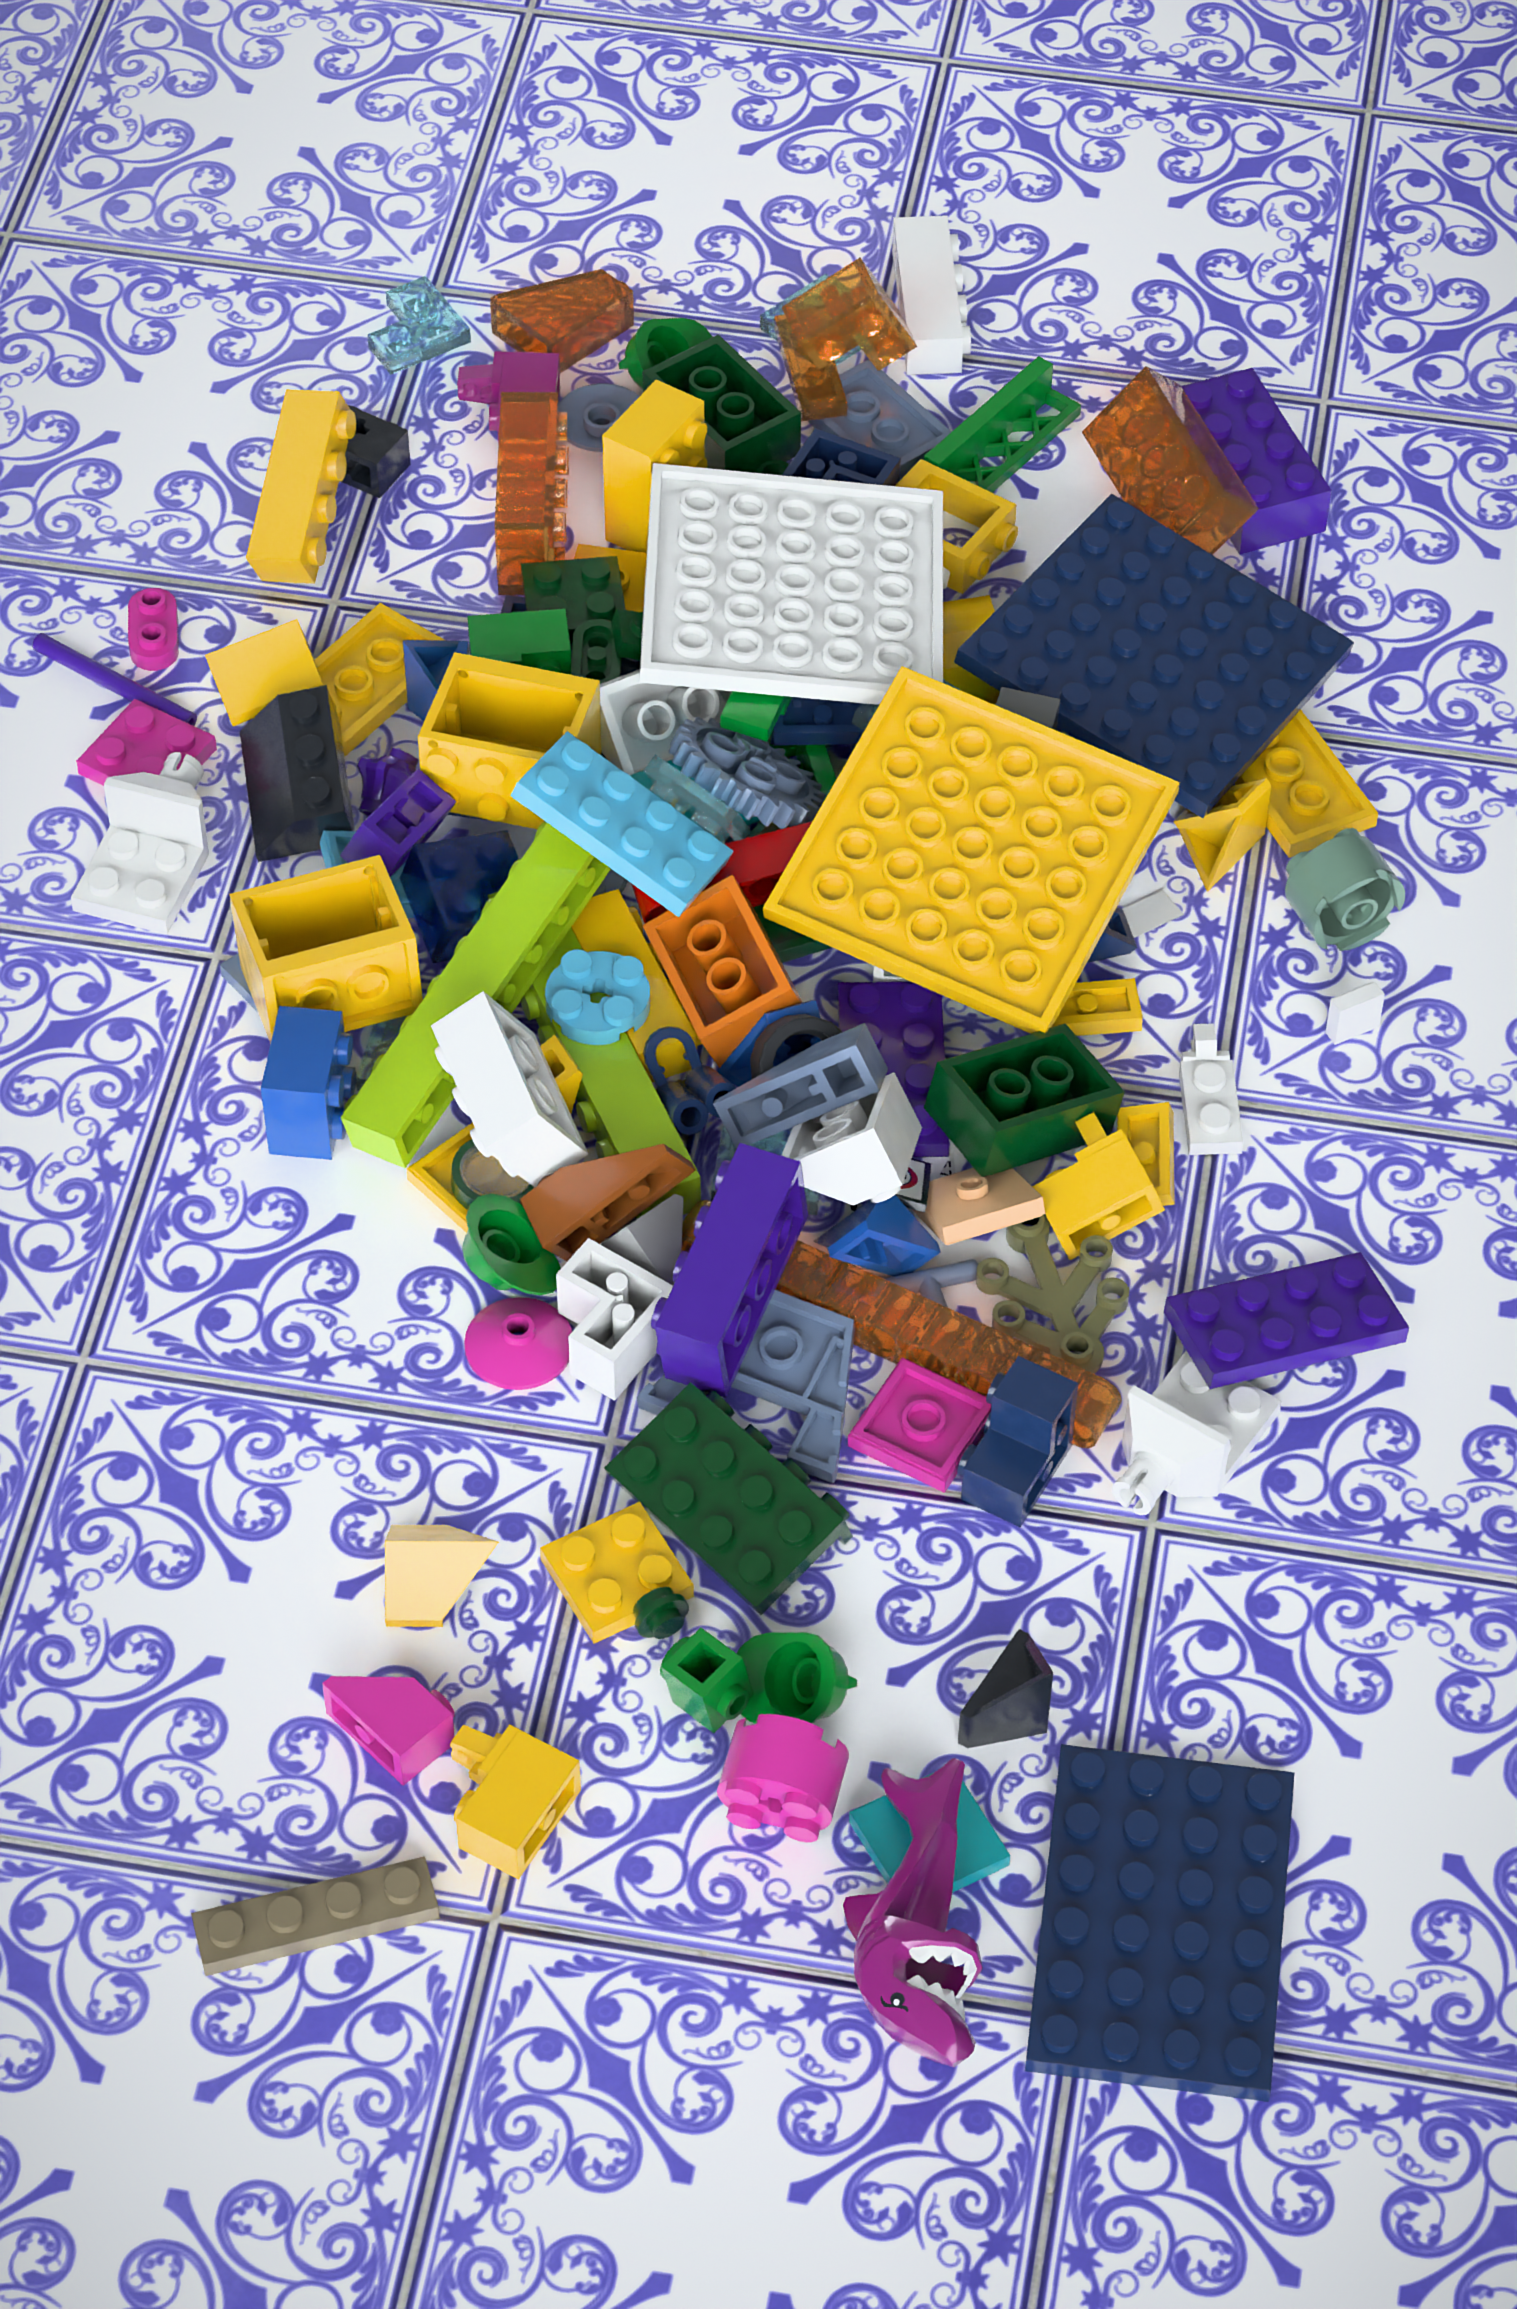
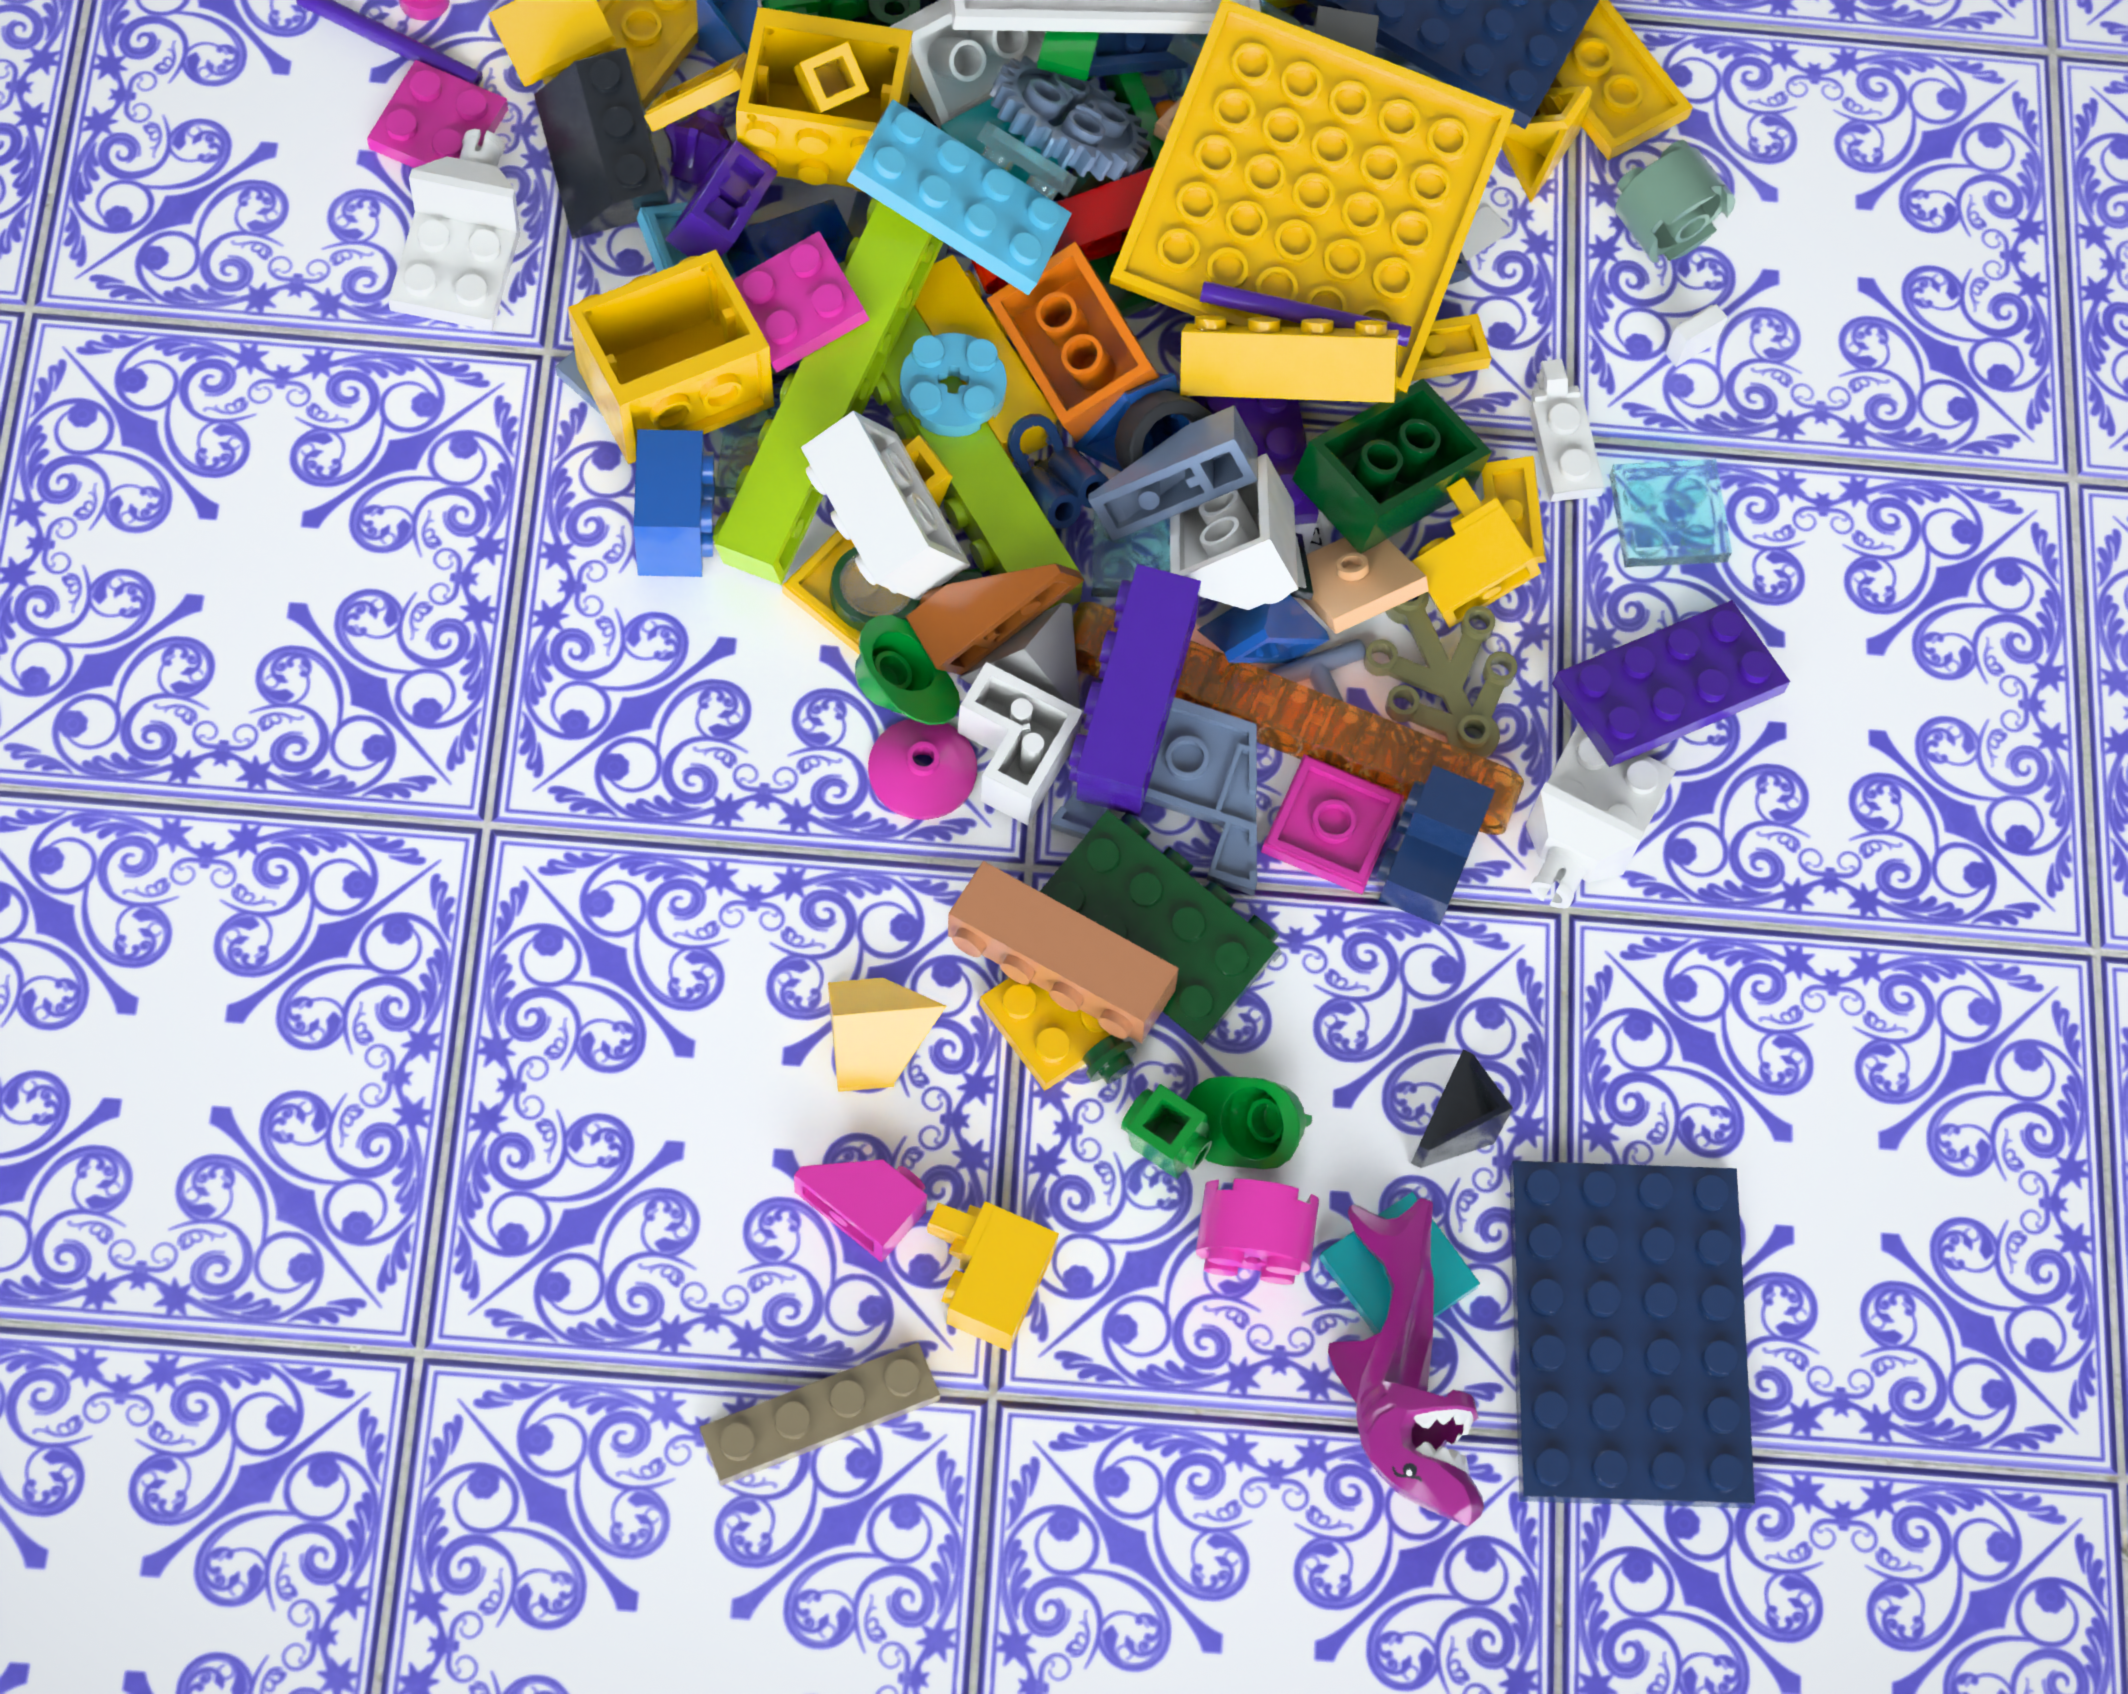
camera: 15 degrees left, 15 degrees up
(383, 735) = (696, 93): none -> yellow tile
(456, 908) = (800, 300): none -> dark pink plate
(513, 714) = (831, 79): none -> yellow brick
(624, 1505) = (1061, 953): none -> nougat brick
(928, 991) = (1289, 361): none -> yellow brick
(950, 951) = (1287, 309): none -> dark purple piece
(1307, 1169) = (1670, 513): none -> clear light blue plate

